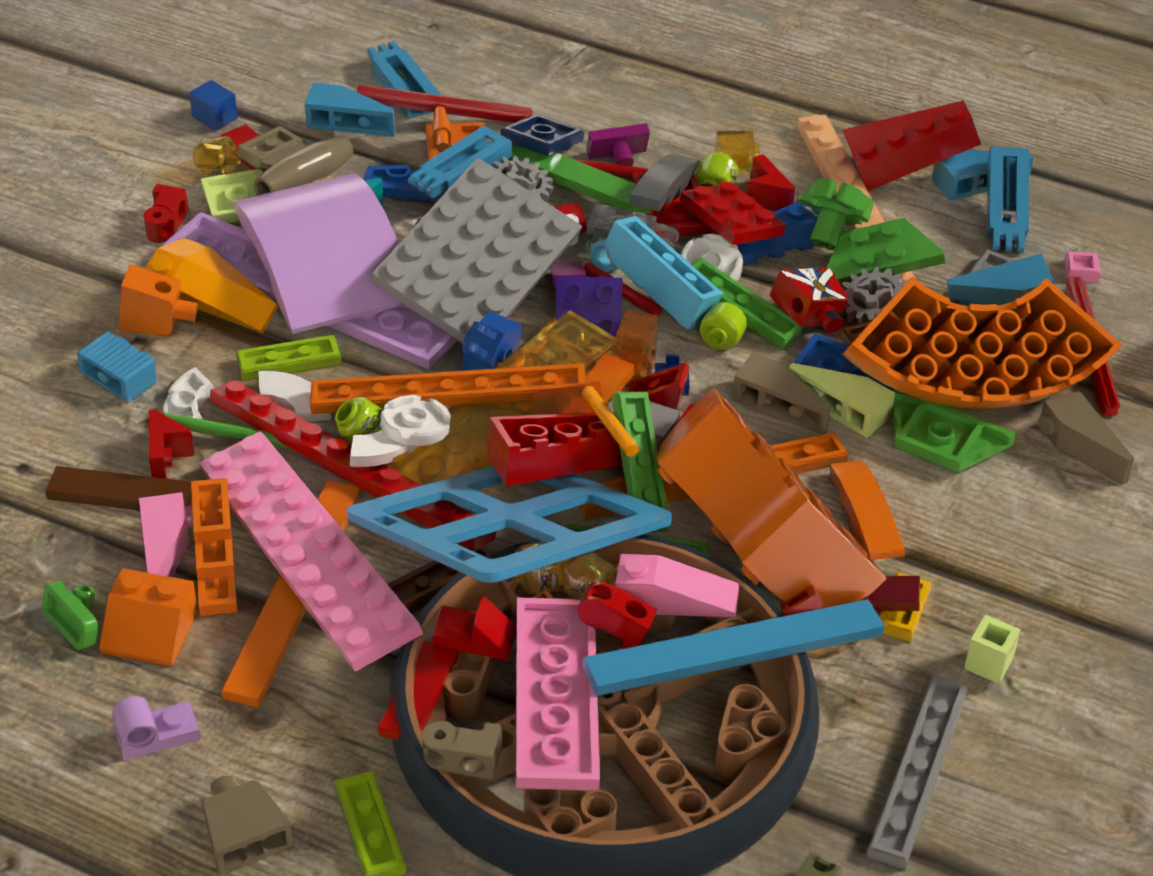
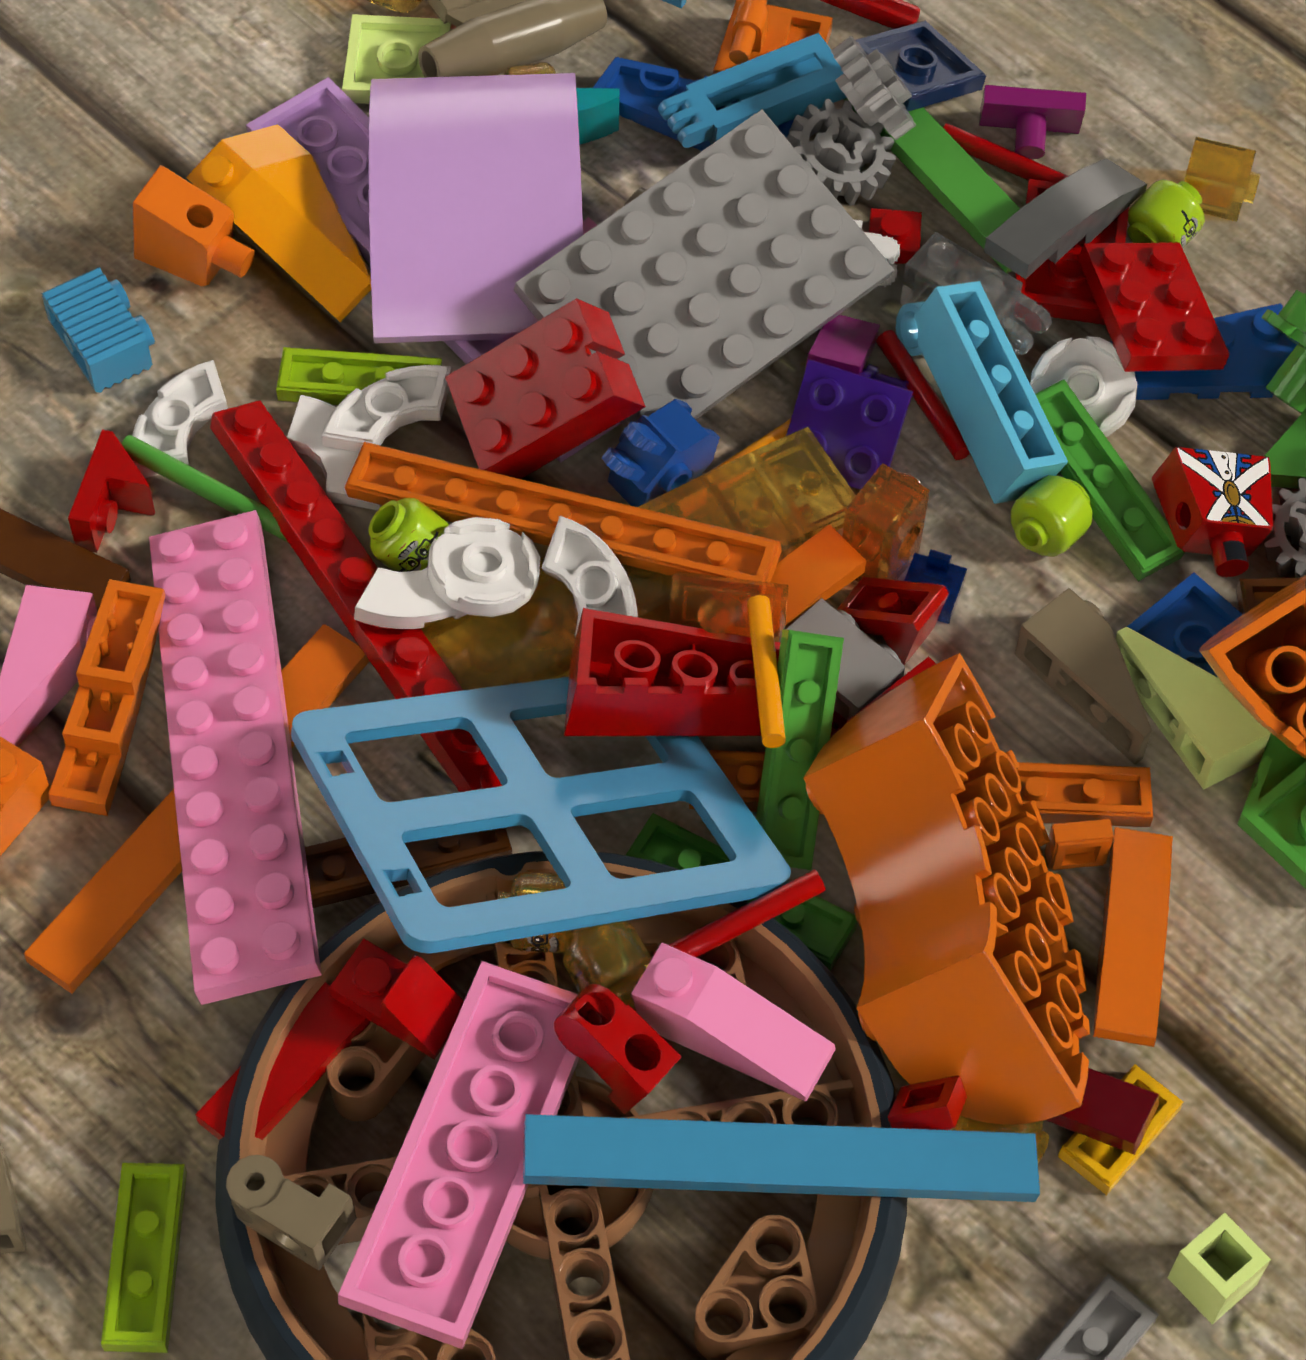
camera: 20 degrees right, 15 degrees up
(166, 214) = (279, 63): red leg -> none
(315, 363) = (386, 405): none -> white tile
(412, 323) = (545, 390): none -> red piece
(476, 405) = (589, 570): none -> white tile
(530, 141) = (873, 88): none -> light grey gear
(666, 532) = (751, 915): none -> red bar
(769, 185) = (1243, 265): red slope -> none
(817, 473) = (1079, 844): none -> orange tile

